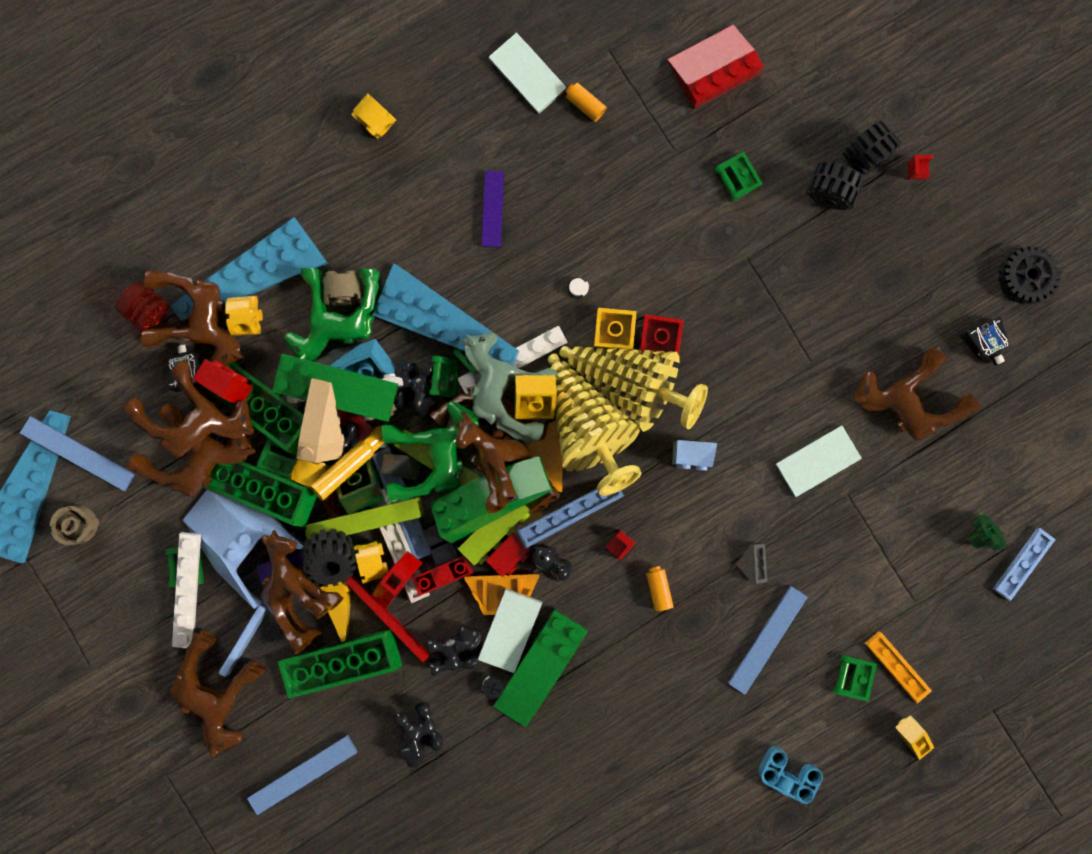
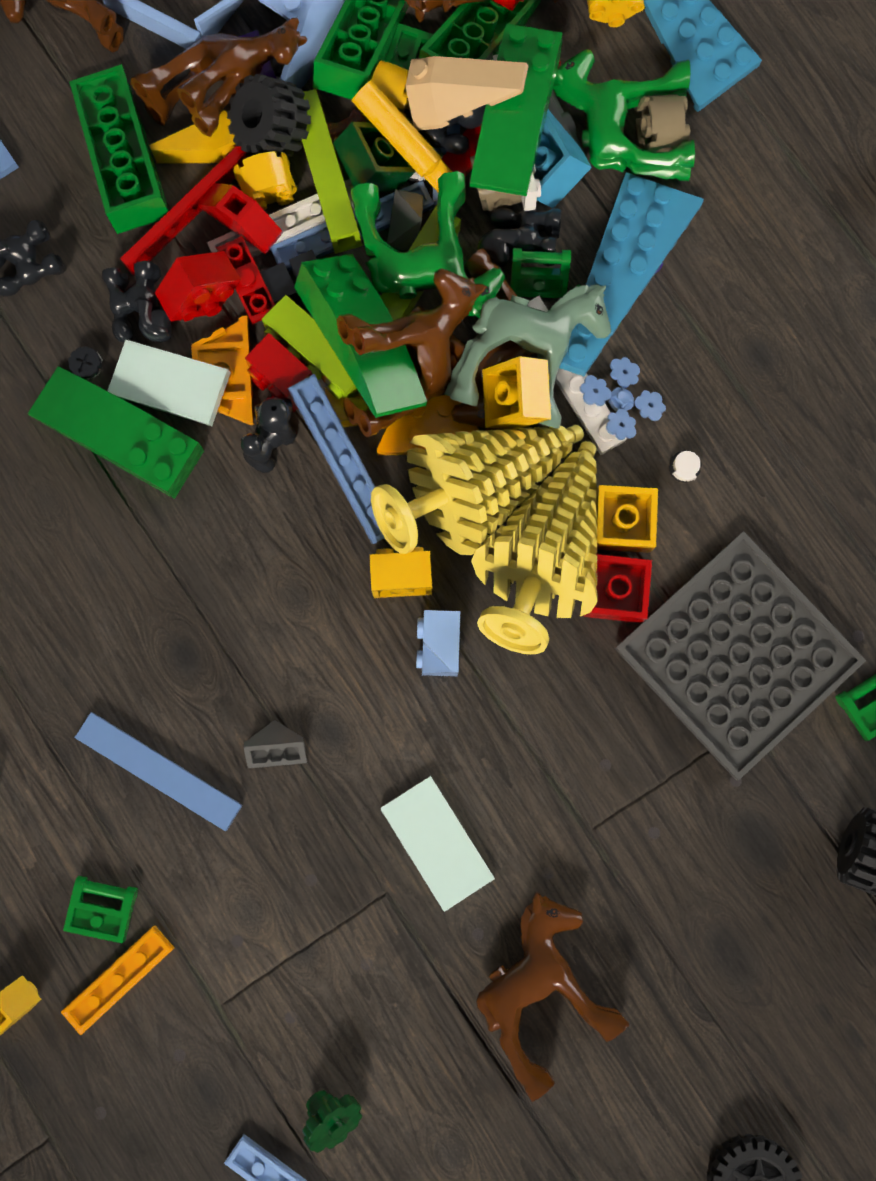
camera: 85 degrees right, 5 degrees down
(448, 608) = (197, 286): none -> red brick
(493, 209) = (795, 338): dark purple tile -> none
(532, 326) = (622, 399): none -> medium blue plant
(620, 545) = (300, 541): red panel -> none
(650, 481) = (400, 573): none -> yellow brick
(659, 589) = (233, 601): light orange brick -> none
(704, 261) = (740, 655): none -> dark grey plate
(988, 340) = (643, 1116): black torso -> none

